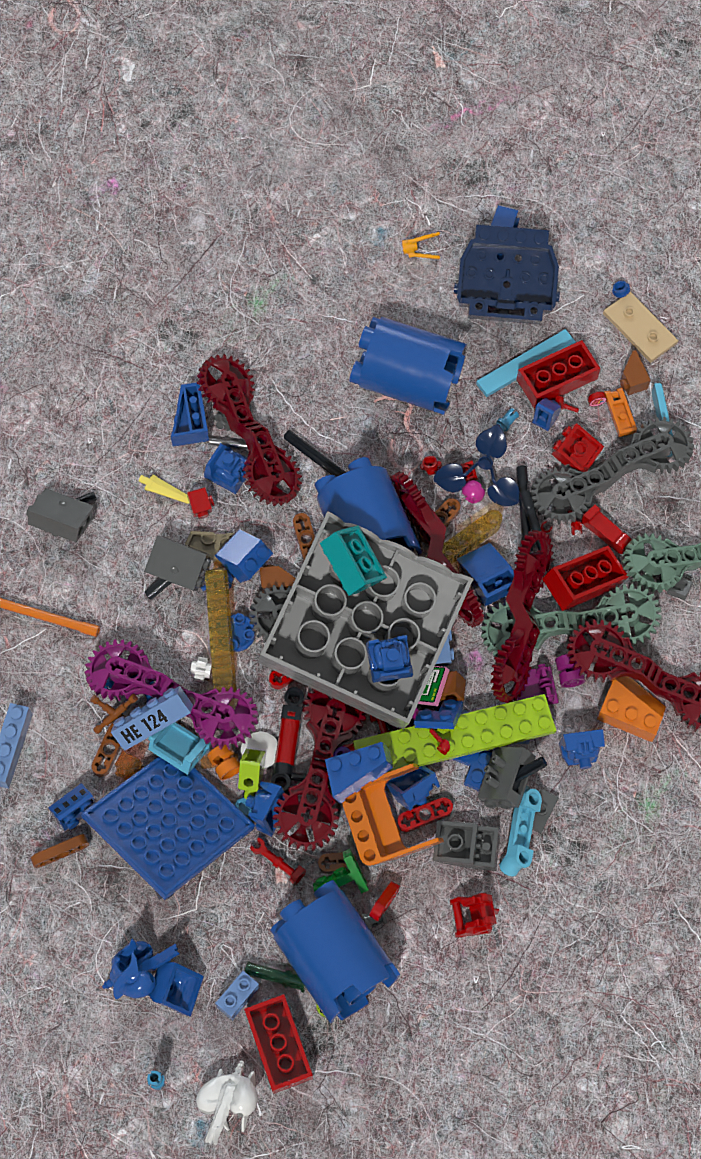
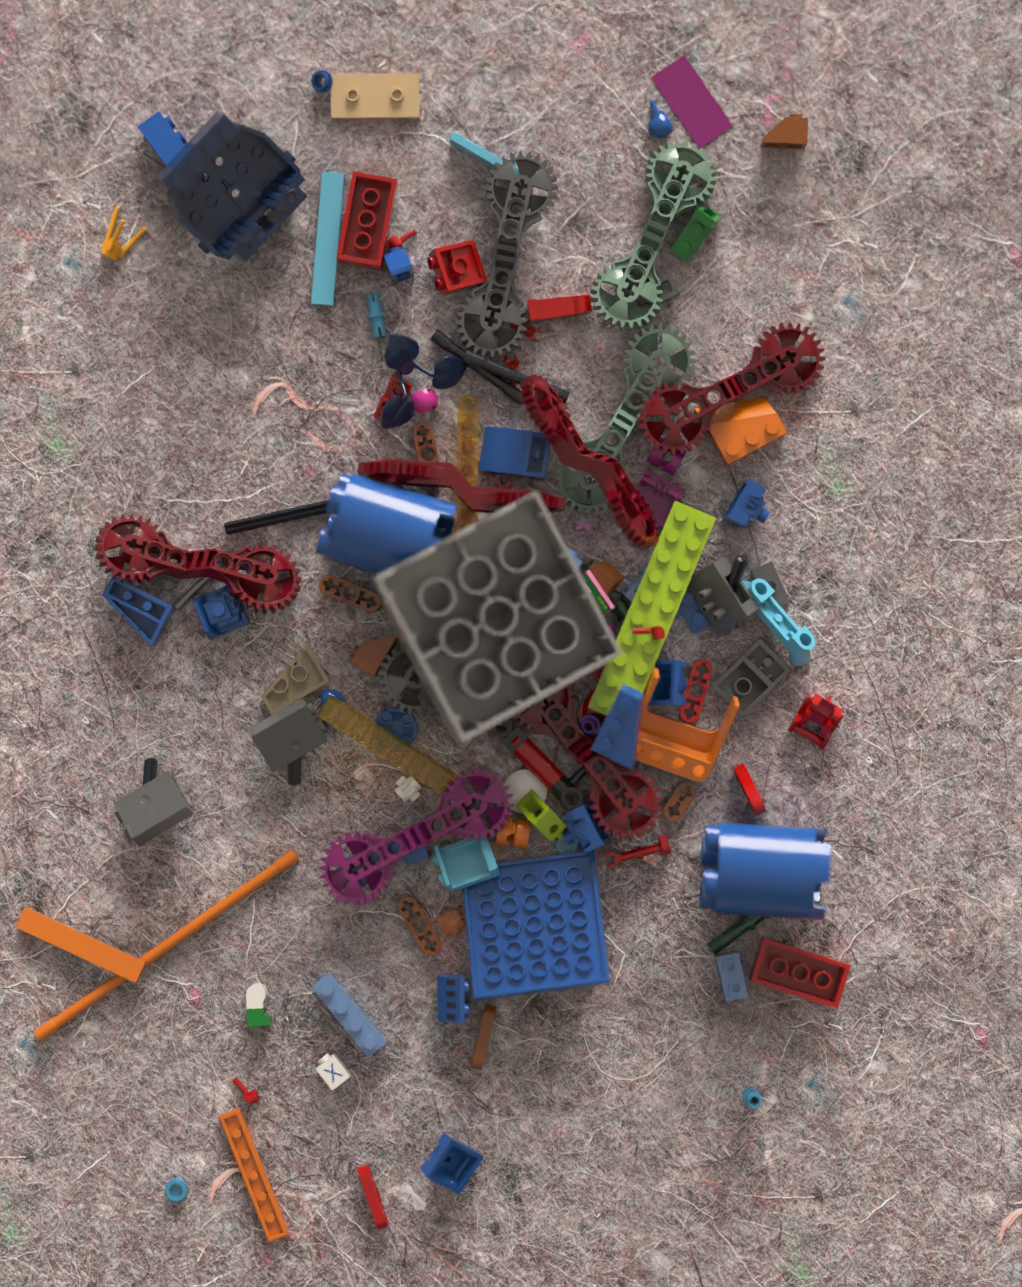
camera: 55 degrees left, 20 degrees up
(113, 713) = (393, 901): dark orange piece -> none
(132, 969) = (642, 1050): blue hair -> none
(151, 718) = (429, 871): medium blue brick -> none
(160, 487) = (189, 690): light yellow bar -> none
(176, 987) = (686, 1025): blue brick -> none
(200, 502) = (238, 666): red brick -> none
(225, 1094) = (809, 1047): white hair -> none
(243, 555) = (327, 667): blue slope -> none
(345, 875) = (698, 809): green bracket -> none
(353, 560) = (442, 591): teal slope -> none
(389, 659) = (555, 627): blue brick -> none
(408, 364) = (253, 362): blue brick -> none
(427, 462) = (359, 418): red plate -> none
(443, 719) = (630, 613): blue plate -> none
(585, 577) = (595, 372): red brick -> none
(597, 399) = (419, 204): red tile -> none
(620, 412) = (450, 193): orange plate -> none
(634, 375) = (423, 148): dark orange slope -> none

